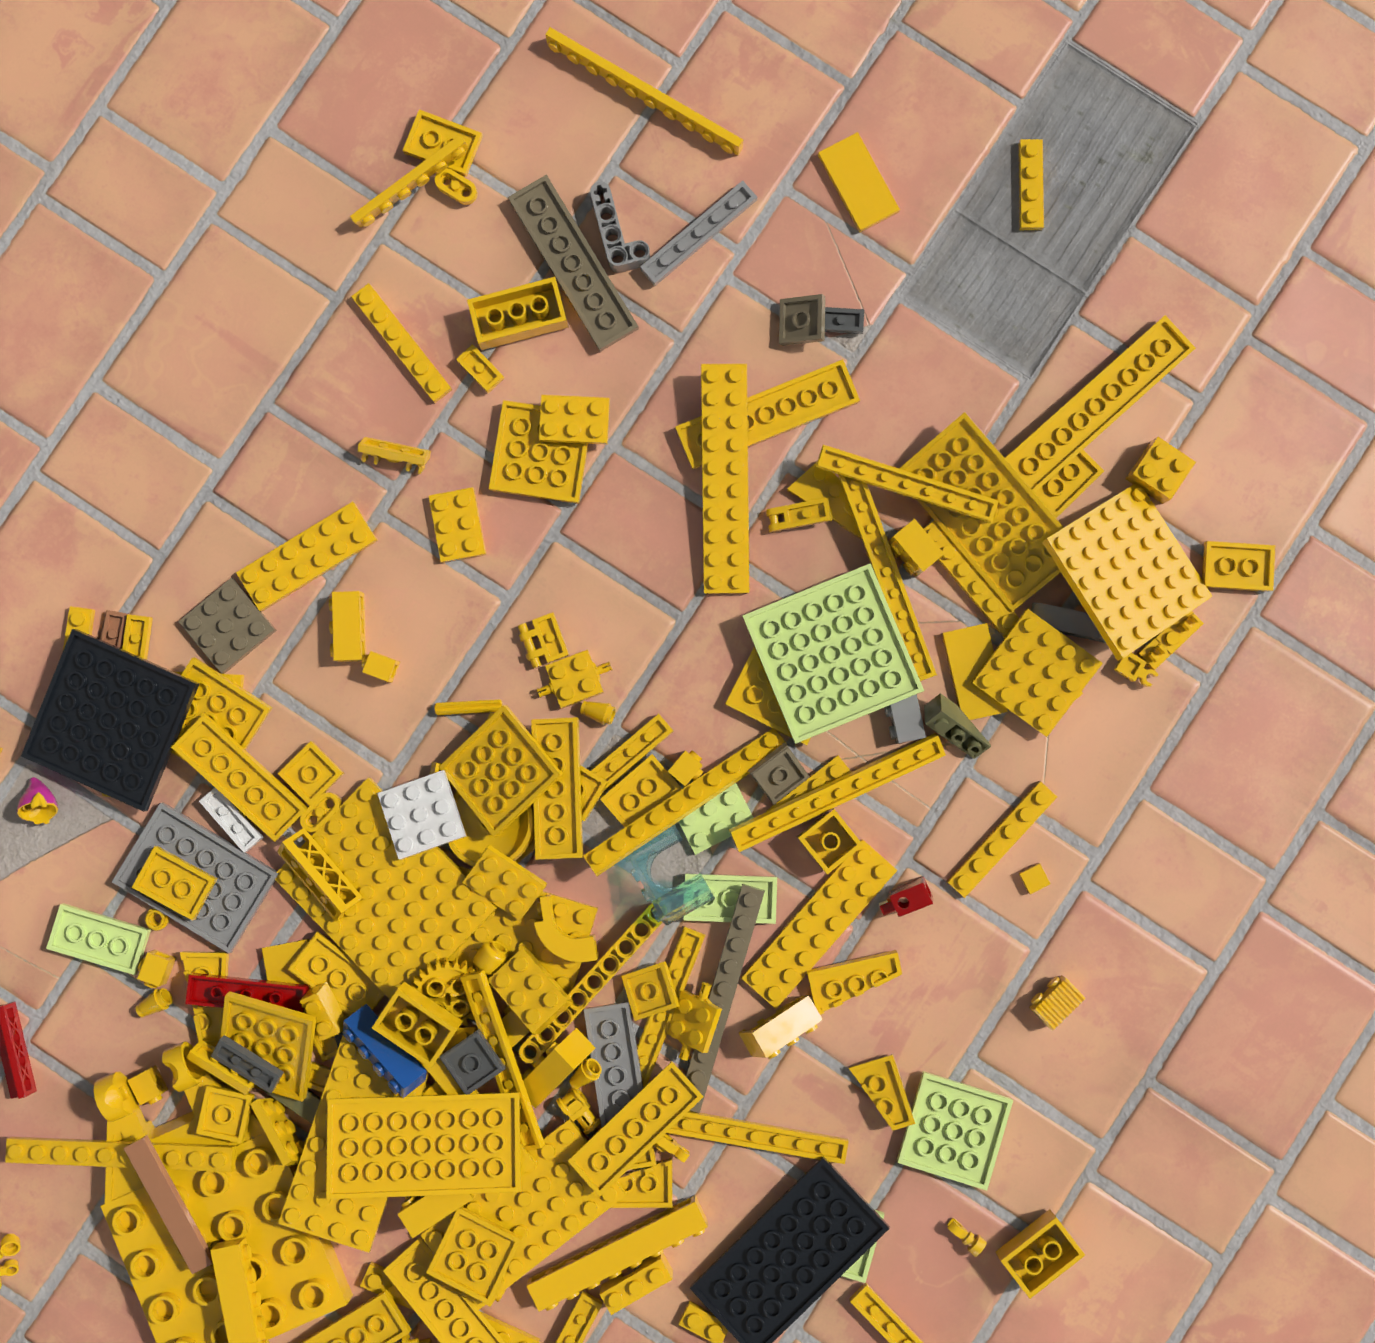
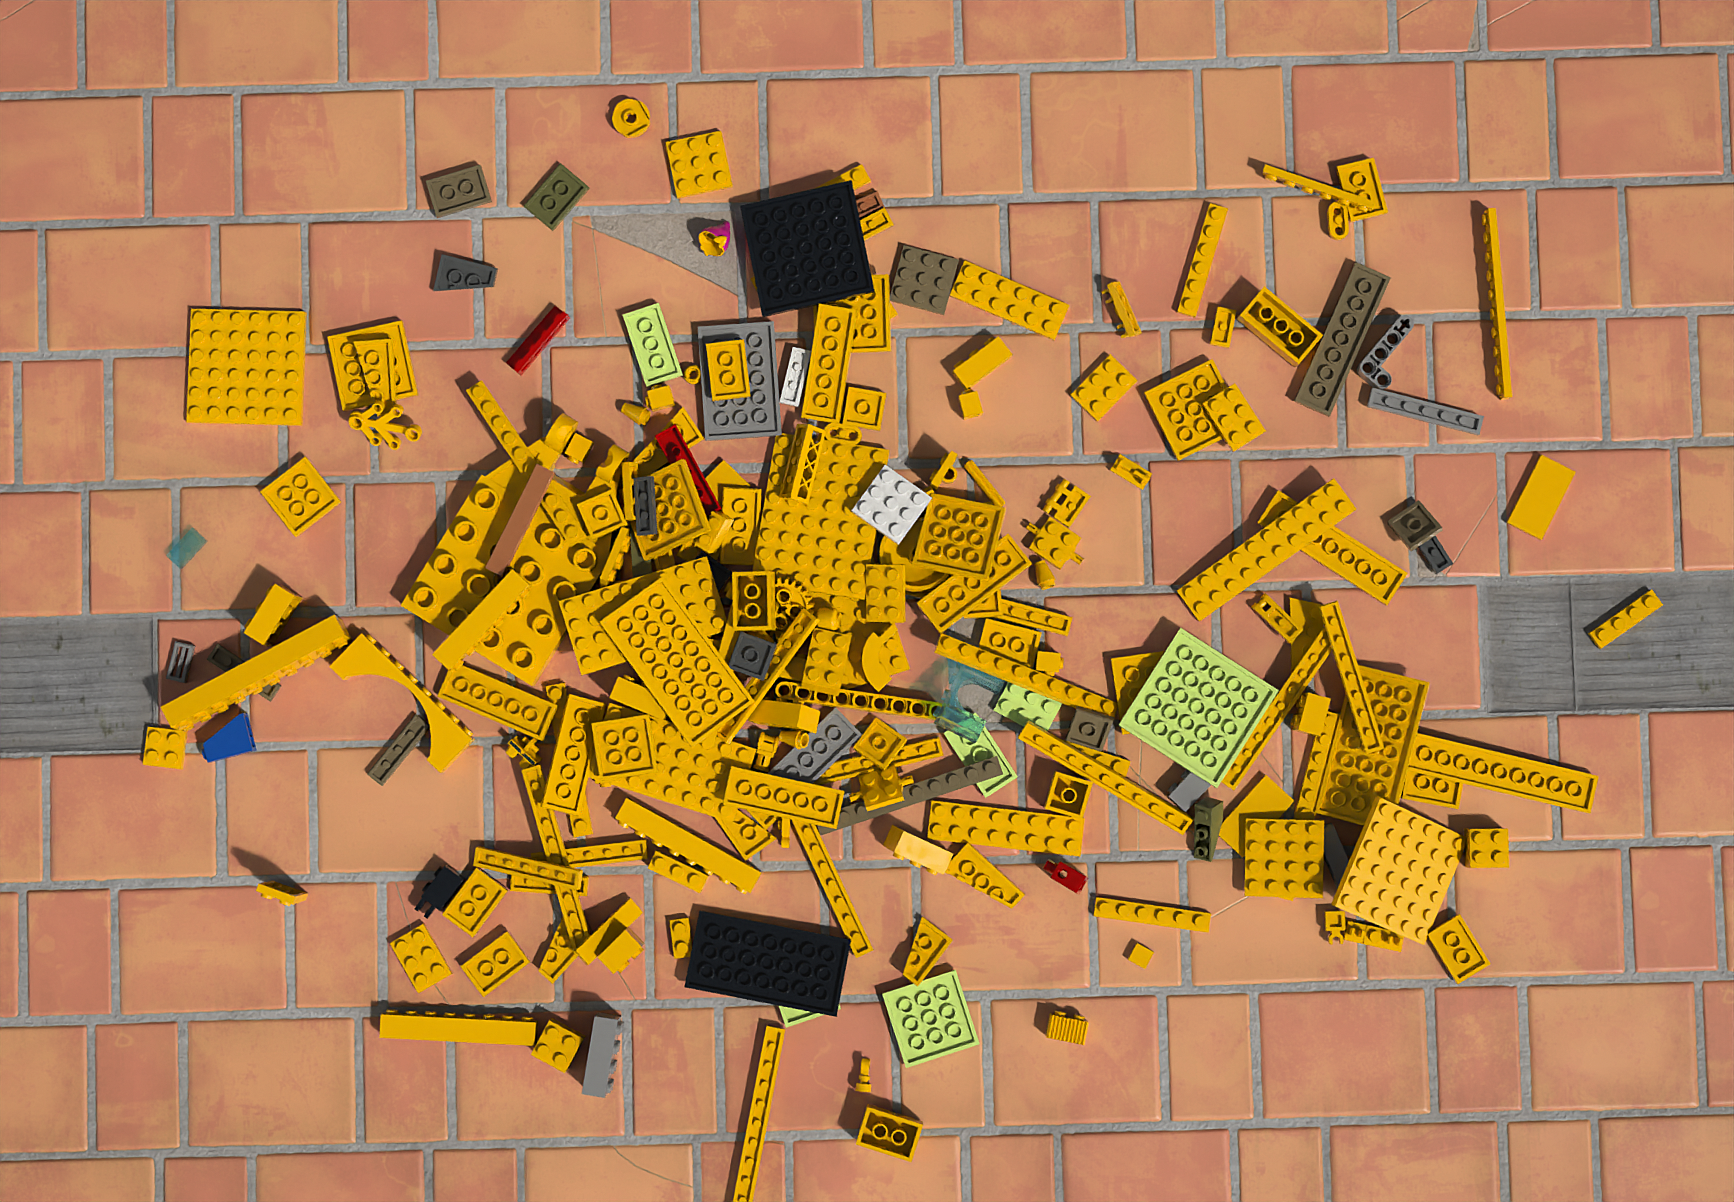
camera: 55 degrees right, 0 degrees up
(388, 1059) = (718, 591): blue brick -> none
(420, 729) = (946, 464): none -> yellow plate
(557, 556) = (1131, 471): none -> yellow hinge

